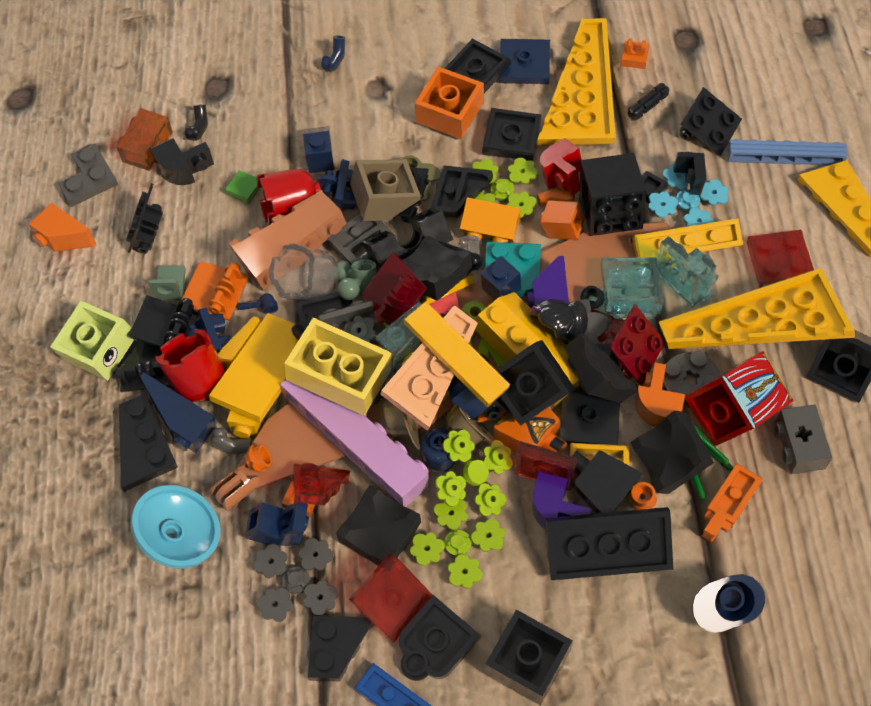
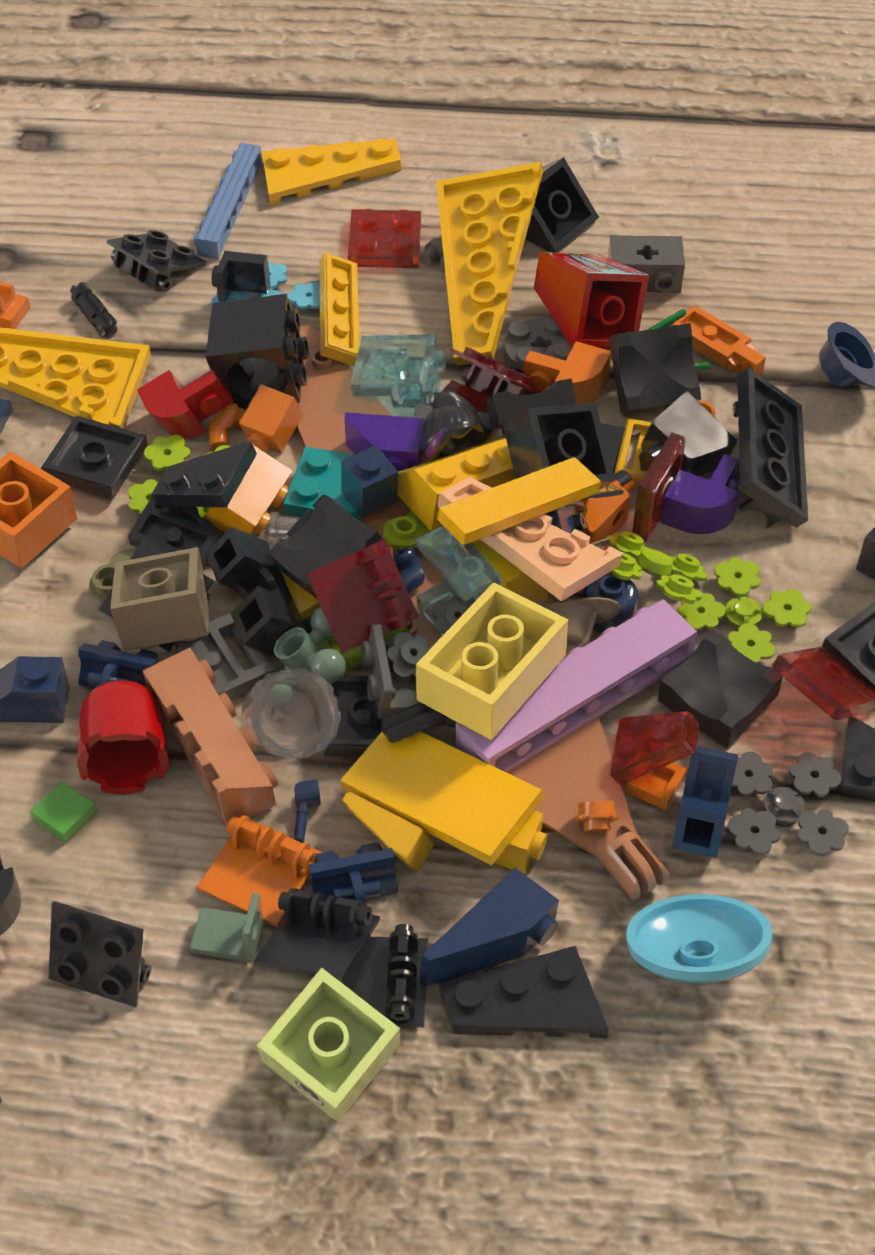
camera: 85 degrees left, 10 degrees down
(60, 230) = (63, 1105): orange slope -> none
(191, 365) = (421, 881): red cylinder -> none
(228, 445) = (554, 868): dark grey arm -> none
(482, 189) = (205, 479): none -> black wing
(594, 292) = (398, 402): black hinge -> none
(686, 273) = (399, 304): clear light blue plate -> none

